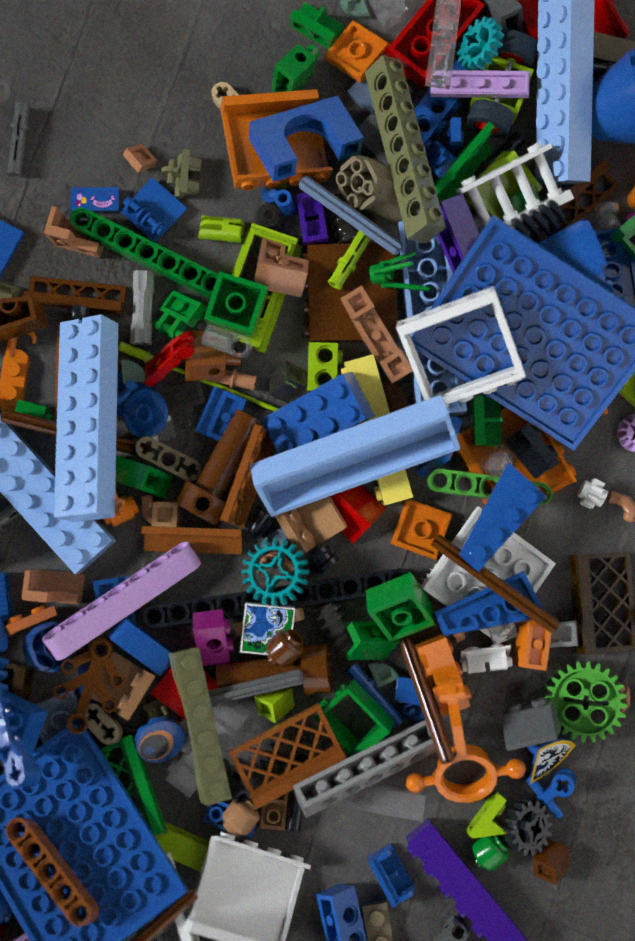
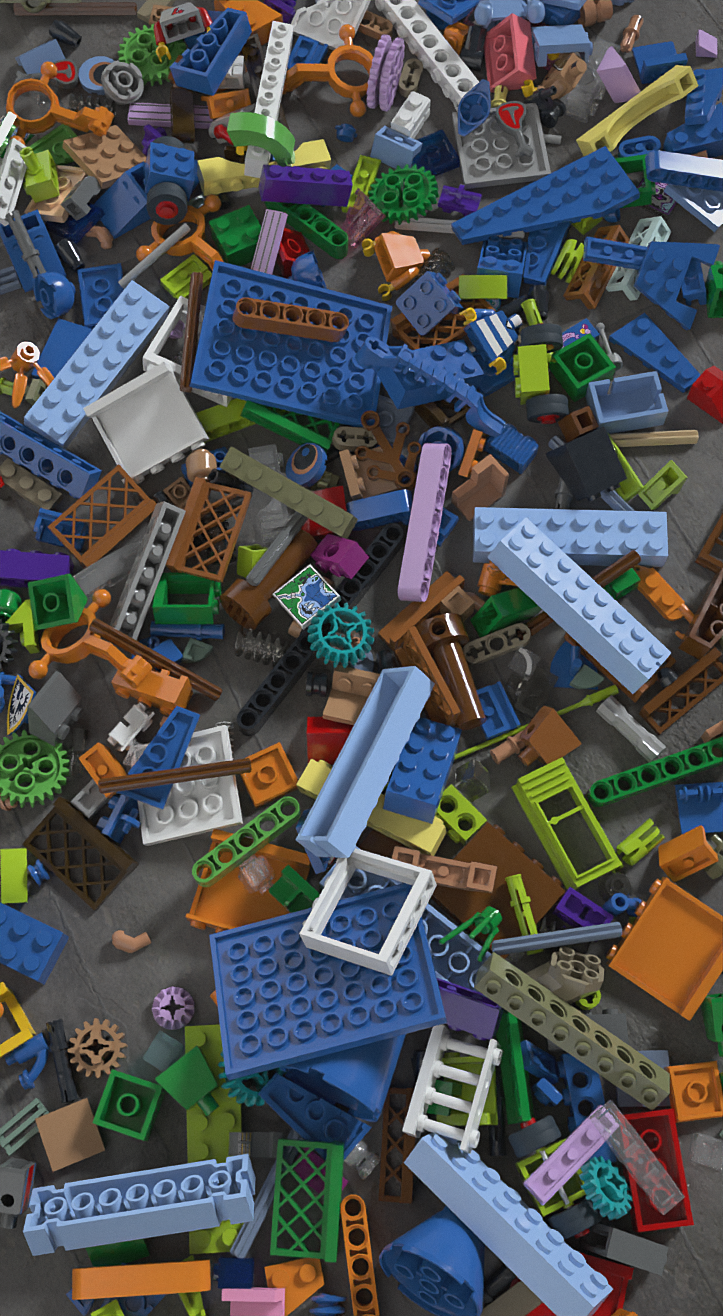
camera: 135 degrees right, 15 degrees down
(145, 413) = (546, 658): blue tile -> none
(168, 358) = (571, 706): red hinge -> none
(183, 310) = (599, 752): green plate -> none
(201, 189) = (686, 854): none -> orange panel
(224, 341) = (545, 756): clear piece -> none
(236, 305) = (565, 785): green brick -> none
(279, 271) = (565, 846): nougat panel -> none
(284, 647) = (281, 592): reddish brown head -> none
(323, 117) = (659, 1003): blue arch -> none
(358, 828) = (113, 535): none -> dark orange fence
(369, 642) = (226, 660): green panel -> none
(400, 607) = (228, 696): green brick -> none
(453, 811) = (56, 601): none -> green slope
(501, 516) = (218, 831): blue wing -> none
(532, 450) = (243, 905): black bracket -> none
(540, 220) = (409, 1071): black piece -> none
(557, 595) = (122, 818): none -> blue hips
(592, 493) = (164, 923): white gear -> none

